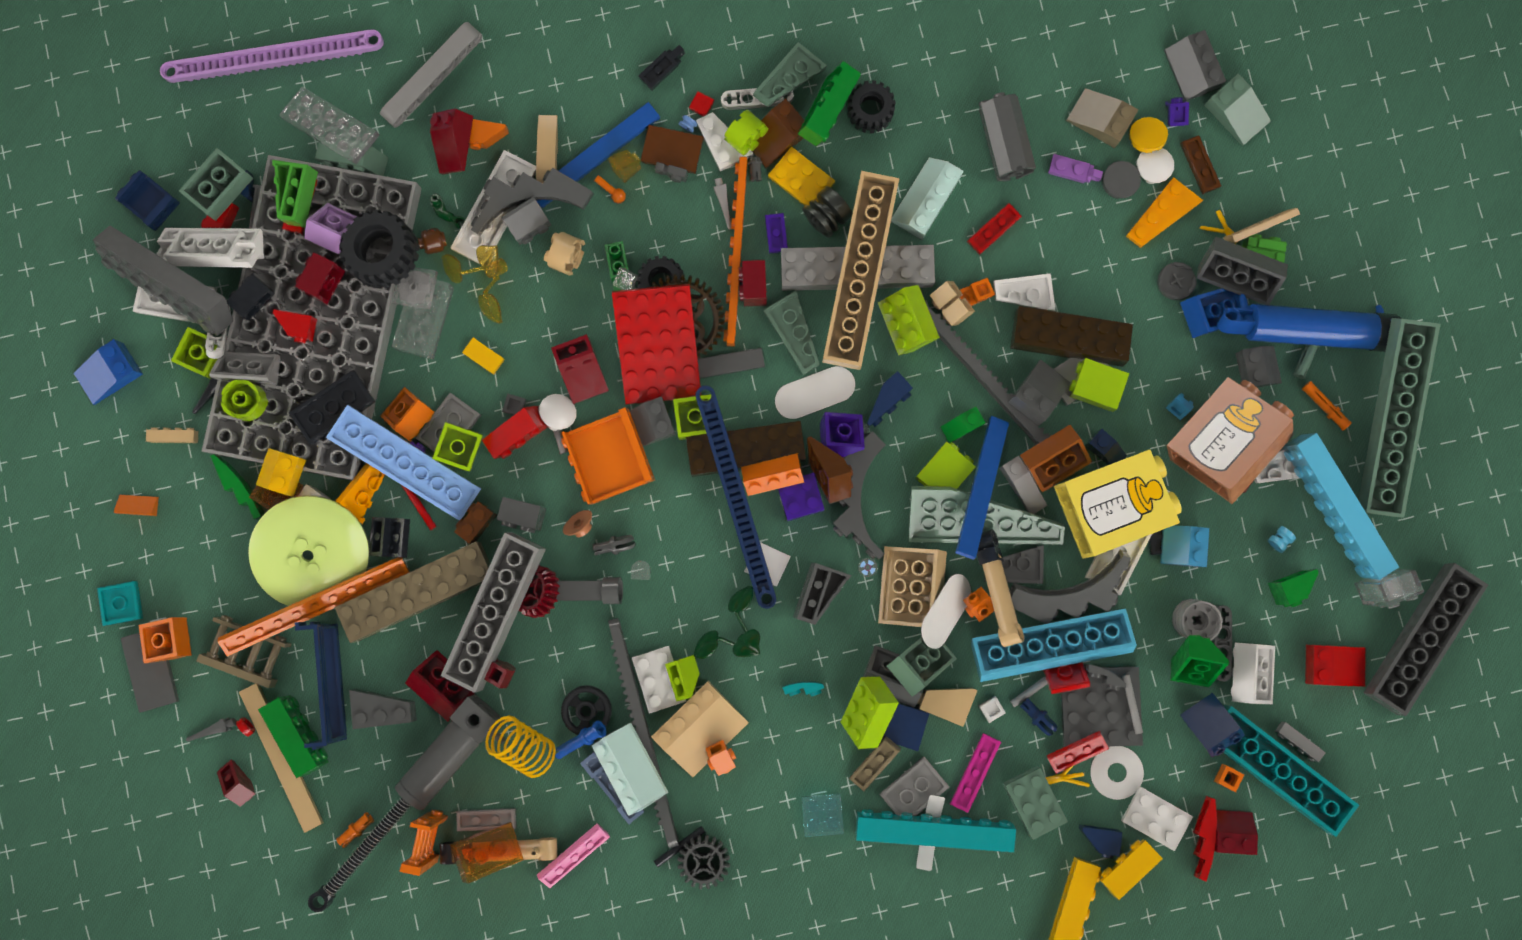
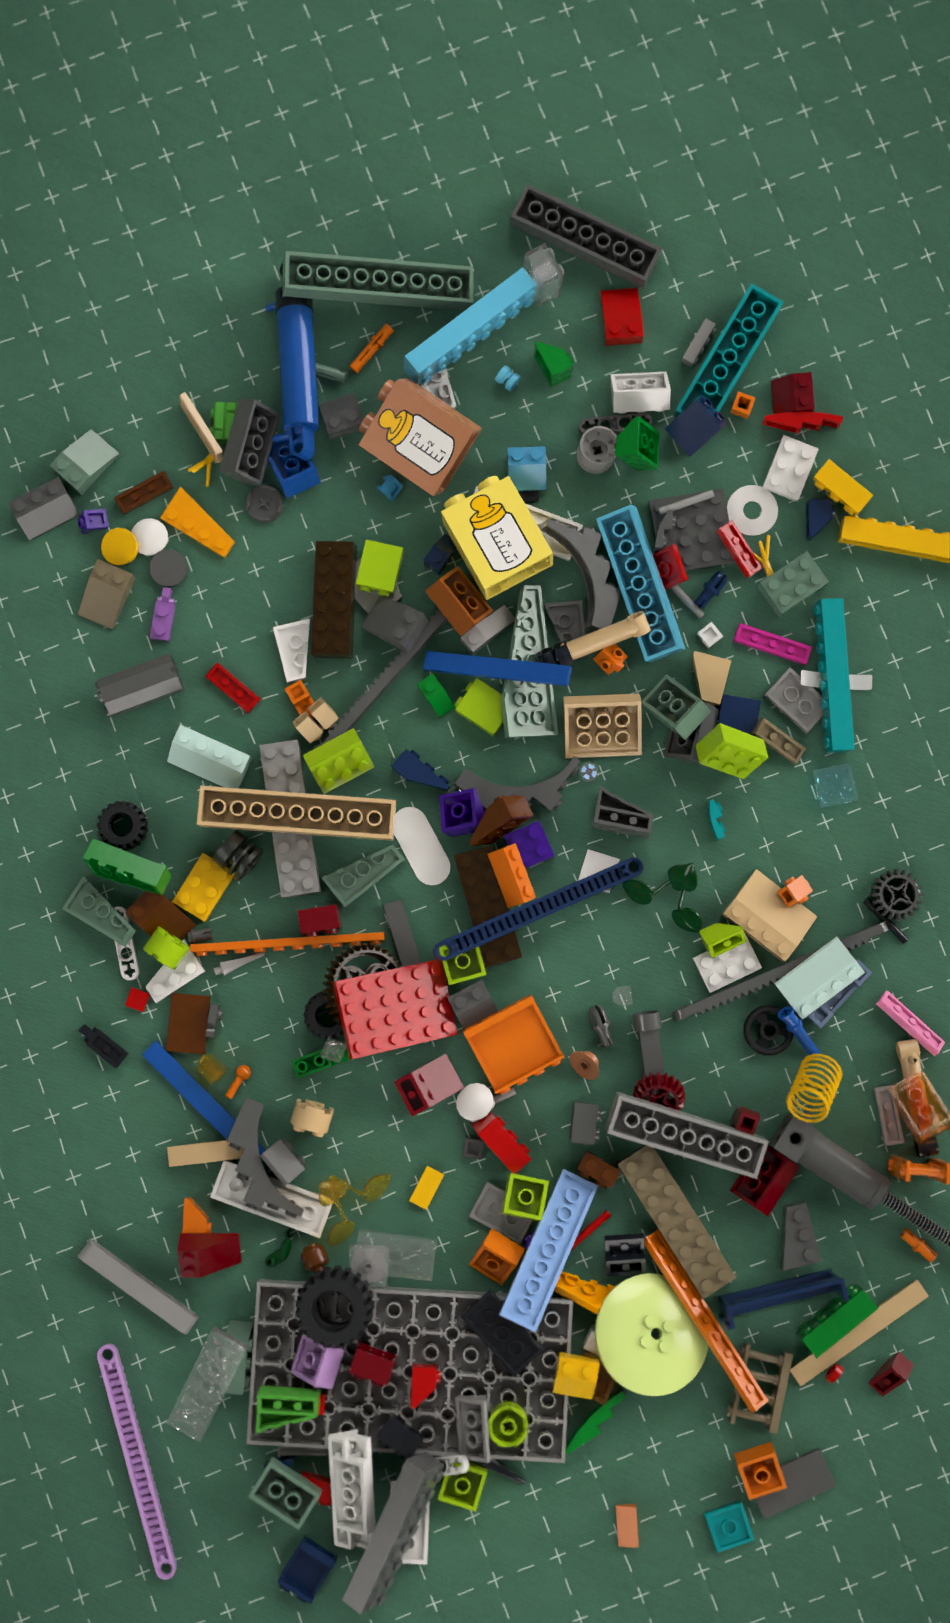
camera: 100 degrees left, 0 degrees up
(107, 371) = (493, 1581): blue slope -> none
(172, 436) = (551, 1501): tan piece -> none
(221, 726) = (839, 1401): dark grey piece -> none
(688, 123) = (160, 1010): medium blue bush -> none
(776, 232) = (263, 905): dark purple plate -> none
(945, 611) = (622, 690): white sticker -> none

